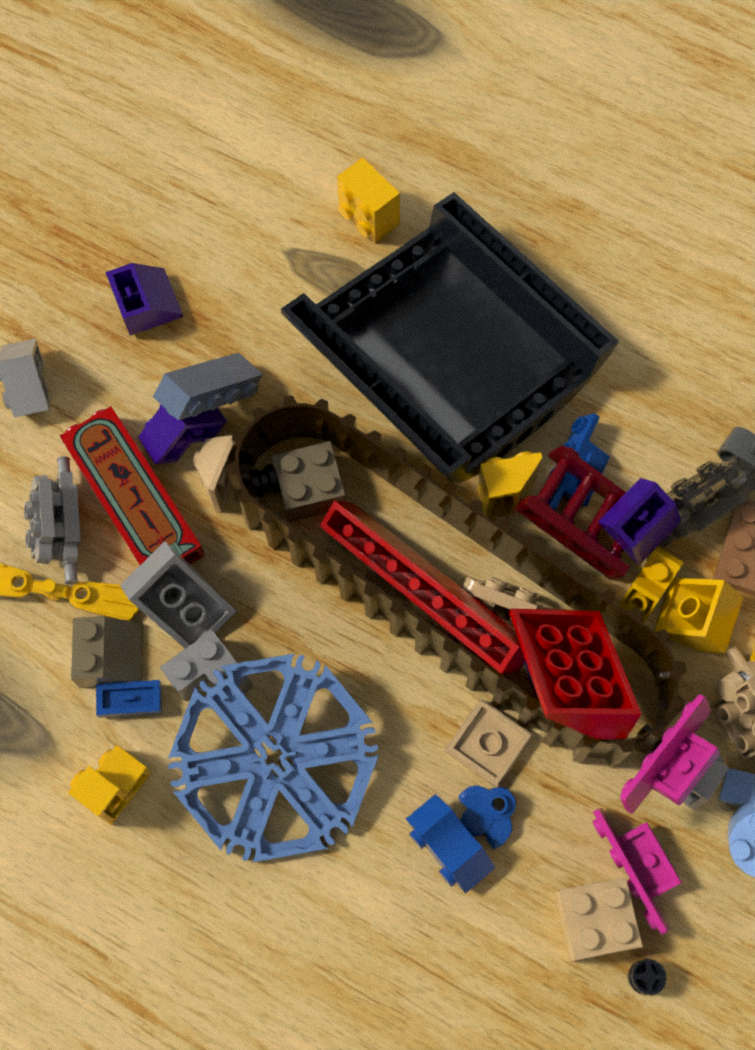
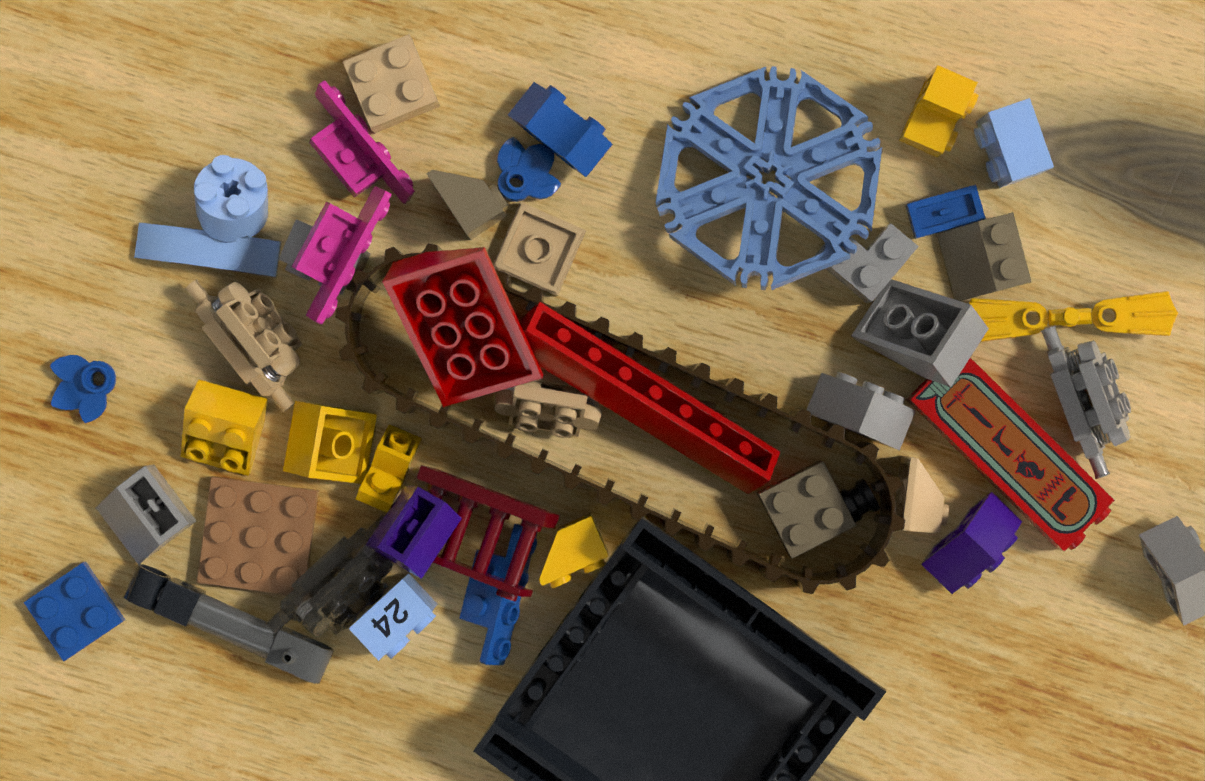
camera: 165 degrees right, 20 degrees up
(52, 739) = (1013, 143): none -> light blue brick
(143, 296) = (1067, 710): dark purple slope -> none
(207, 386) = (951, 592): sand blue brick -> none
(245, 544) = (861, 409): none -> light grey brick
(546, 792) = (470, 201): none -> dark tan slope
(653, 976) = (329, 32): black wheel -> none
(668, 457) = (393, 617): none -> light blue brick

